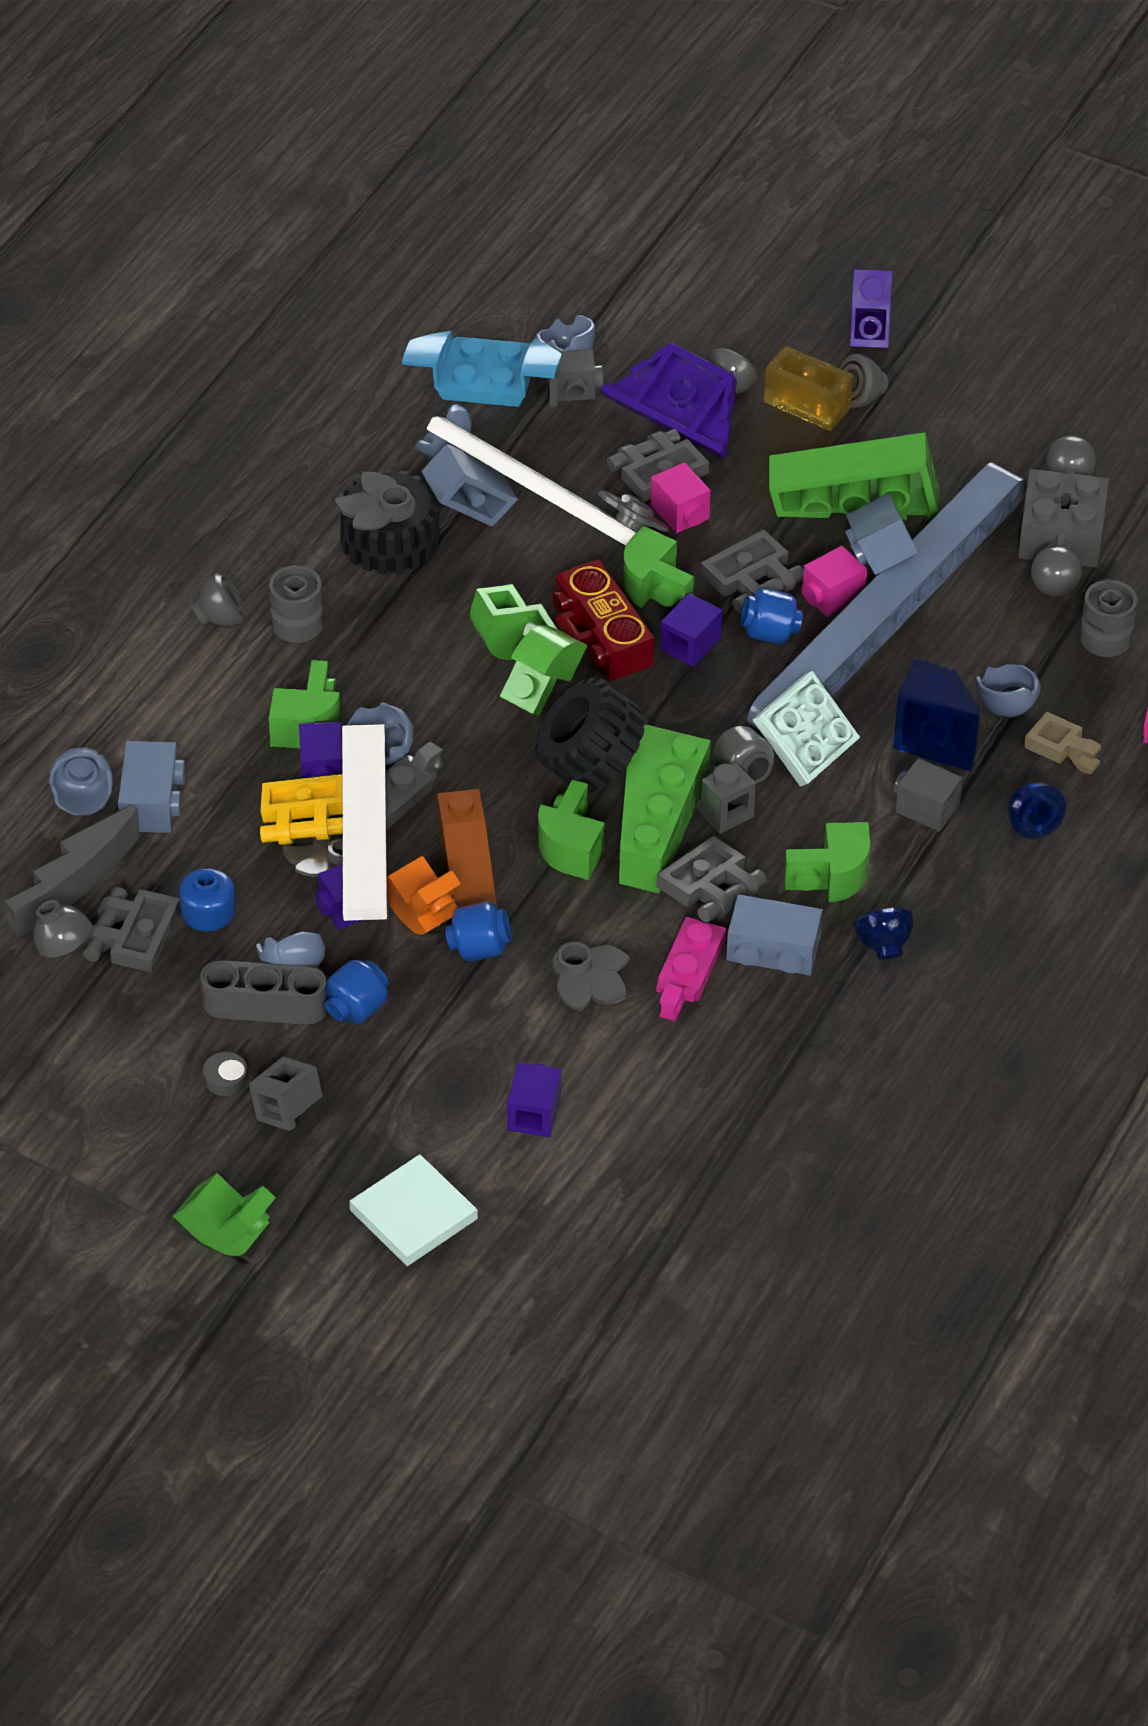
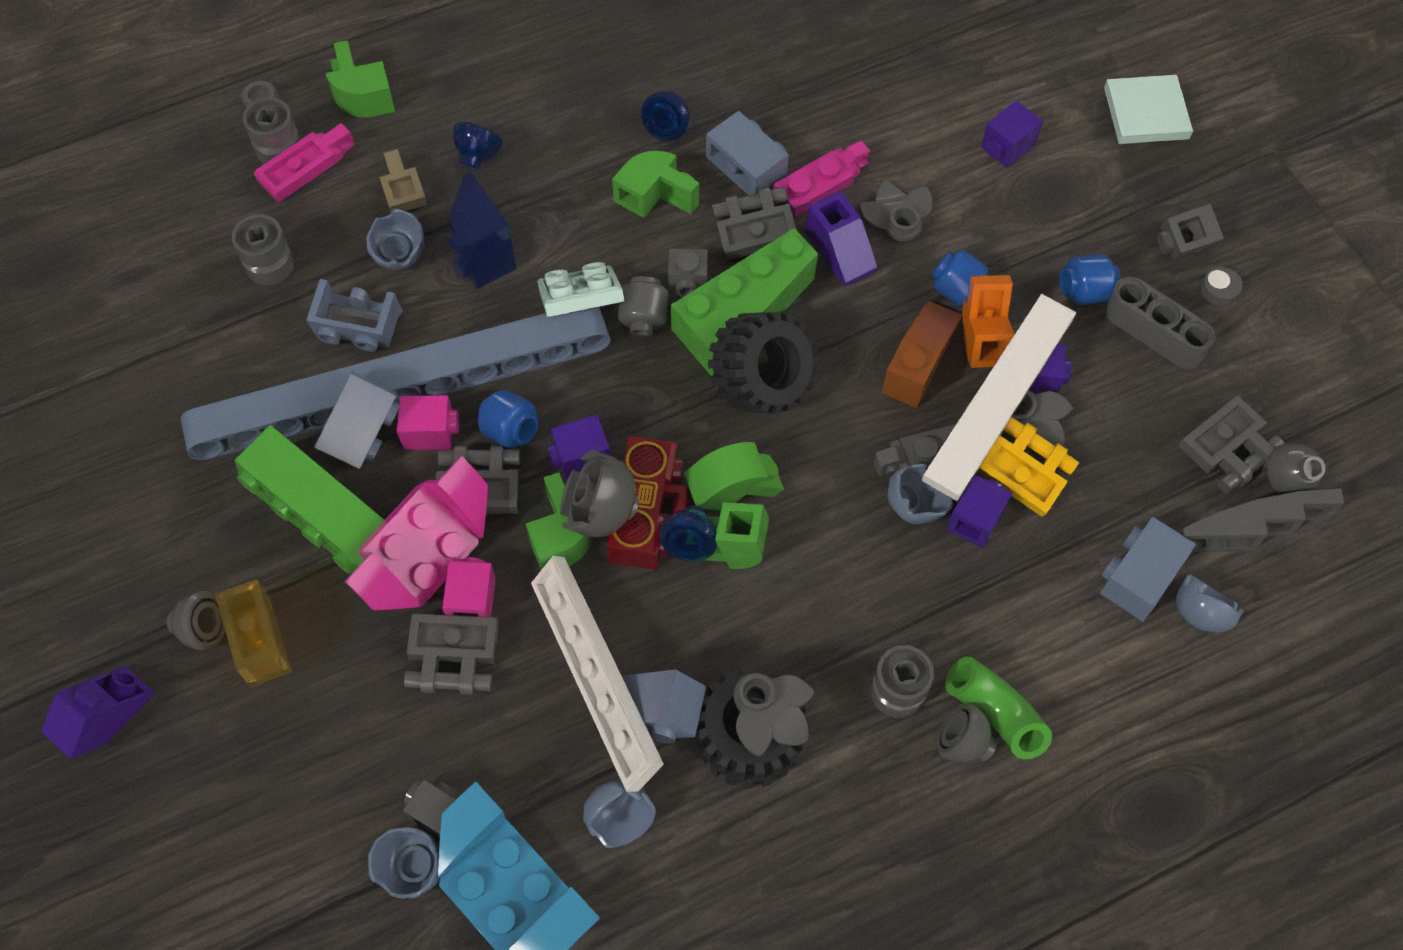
camera: 145 degrees left, 15 degrees up
(207, 899) = (1162, 421): blue head -> none
(209, 638) = (1002, 705): none -> bright green cylinder
(223, 1217) = (1285, 164): bright green brick -> none
(295, 707) = (964, 557): bright green brick -> none
(295, 950) = (1120, 338): sand blue hair -> none
(544, 596) = (689, 534): none -> clear blue brick
(569, 838) = (833, 316): bright green brick -> none
(619, 899) = (840, 238): none -> dark purple slope
(625, 560) = (599, 496): none -> dark grey cylinder
(633, 512) = (526, 596): dark grey plate -> none
(680, 394) = (367, 710): dark purple wing -> none
(737, 365) = (299, 711): dark grey brick -> none
(745, 477) = (413, 545): none -> dark pink piece
(928, 794) = (537, 196): dark grey brick -> none
(979, 621) = (353, 317): none -> sand blue window
(1063, 516) = (190, 363): dark grey brick -> none

